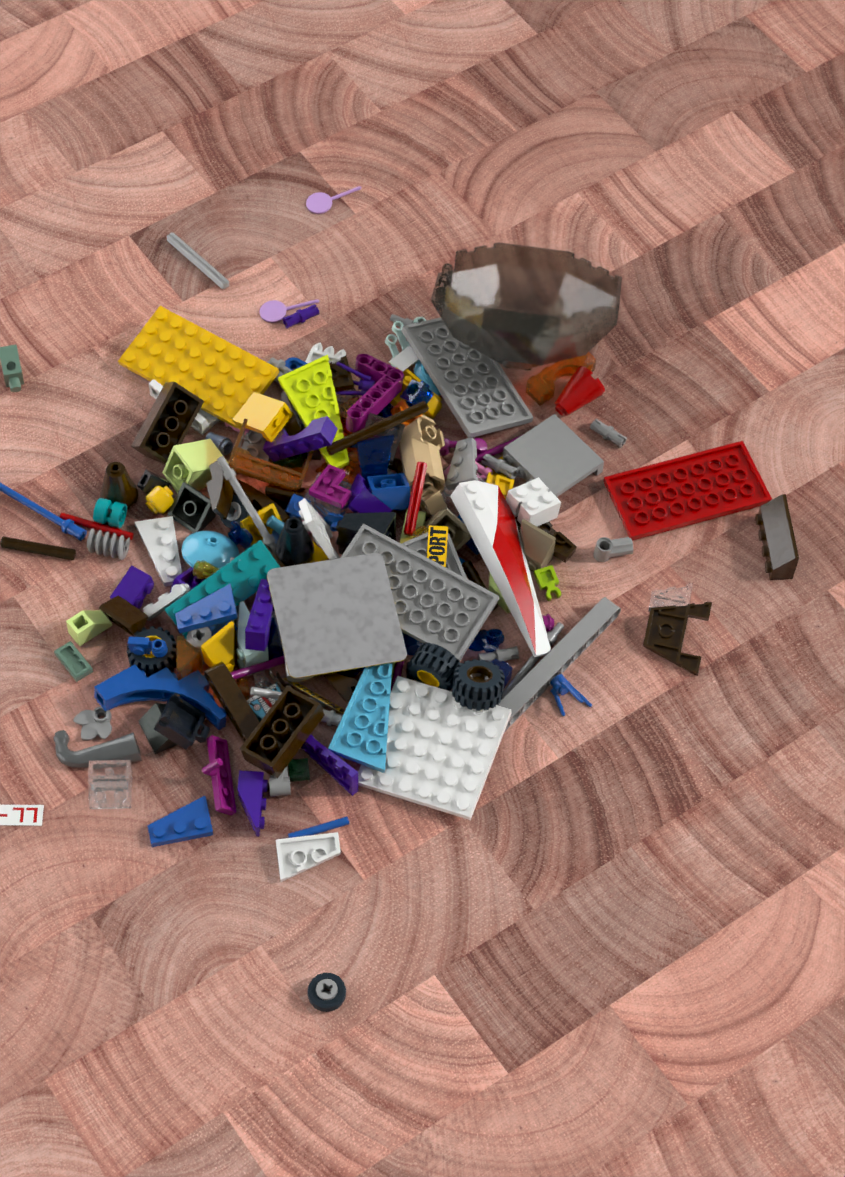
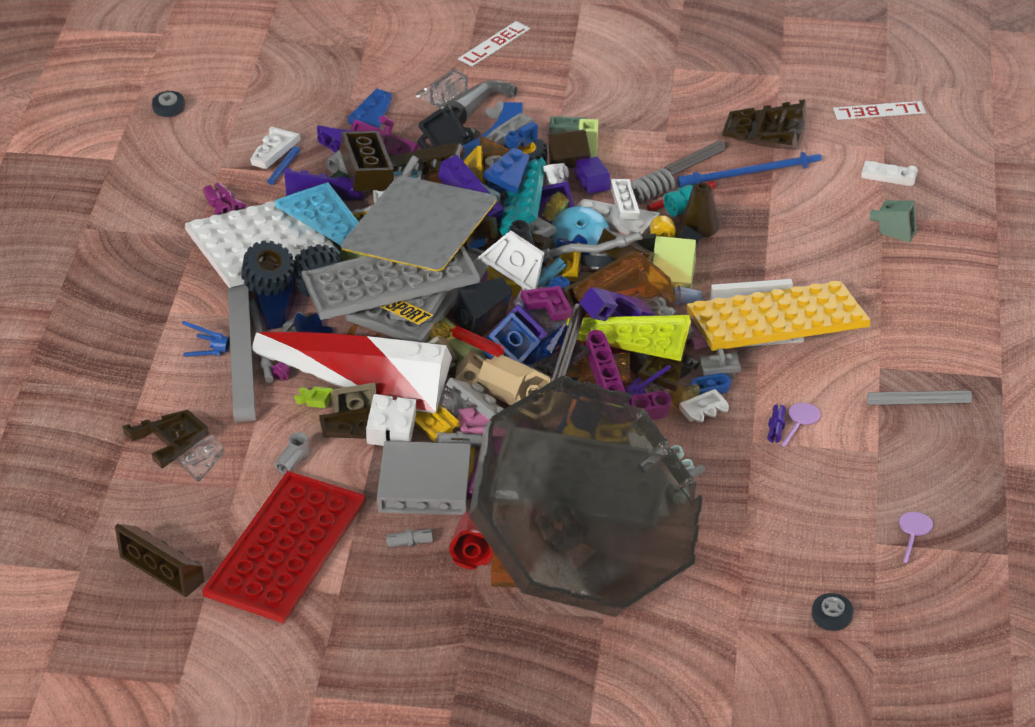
camera: 135 degrees right, 15 degrees down
(145, 663) = (498, 134): none -> light grey hinge
(146, 544) = (624, 199): none -> white plate
(167, 422) = (732, 264): dark brown slope -> none
(263, 415) = (661, 300): yellow panel -> none
(413, 831) = (220, 198): none -> magenta piece
(439, 195) = (832, 611): none -> black wheel

